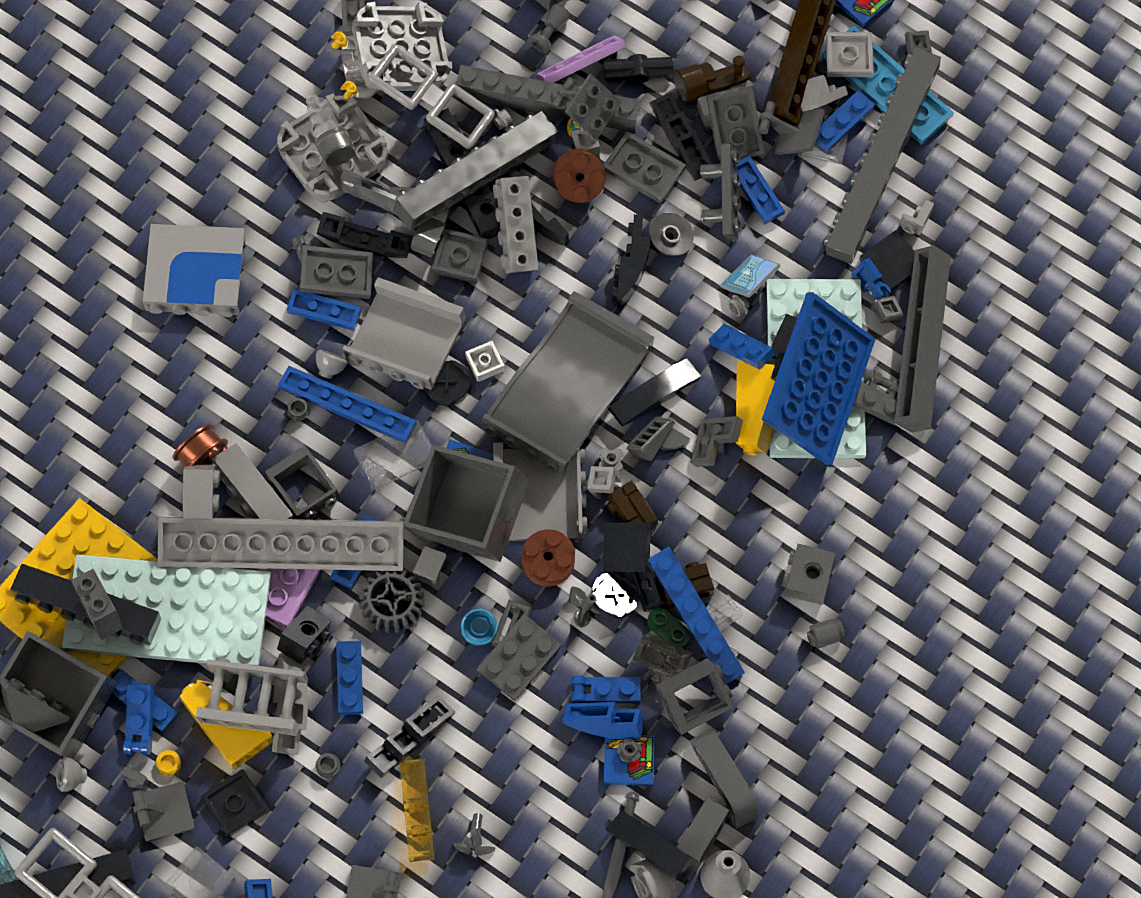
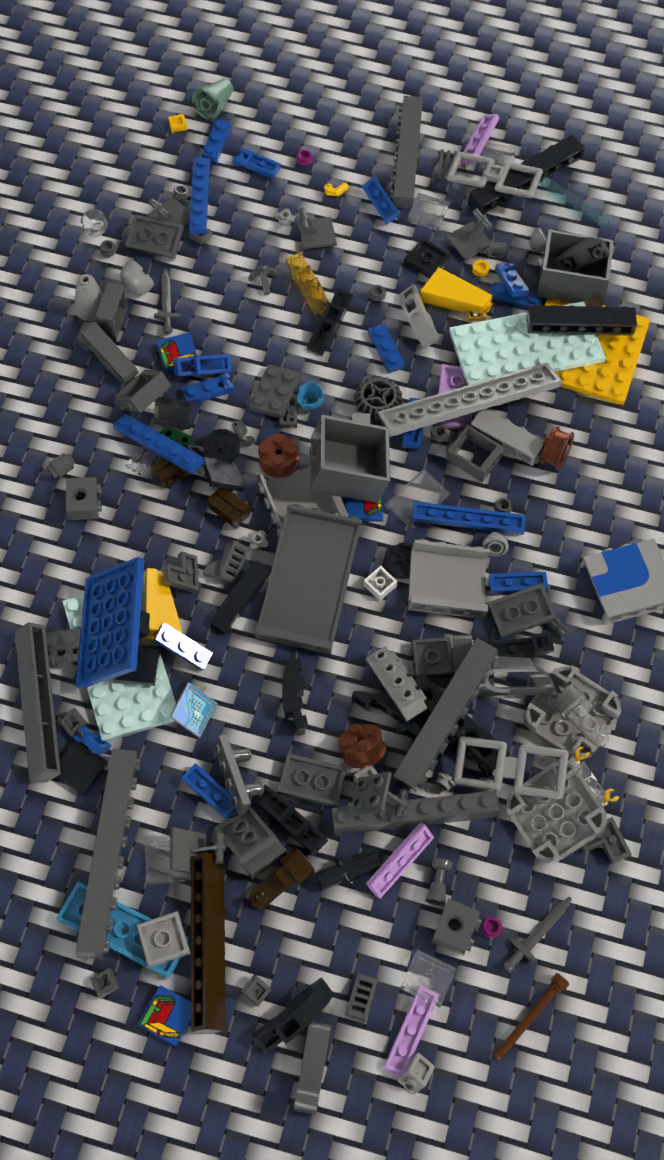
camera: 160 degrees right, 5 degrees down
(97, 604) = (564, 305): dark grey window -> none
(199, 491) = (541, 409): light grey slope -> none
(260, 719) = (446, 283): light grey fence -> none
(304, 635) = (431, 344): black brick -> none
(602, 480) = (257, 516): light grey panel -> none
(625, 755) = (177, 354): dark grey plate -> none
(649, 845) = (144, 289): black slope -> none
(674, 226) = (263, 720): flat silver dish -> none
(819, 93) = (178, 887): light grey slope -> none
(844, 120) = (151, 878): blue plate -> none
(916, 224) = (63, 810): light grey bracket -> none

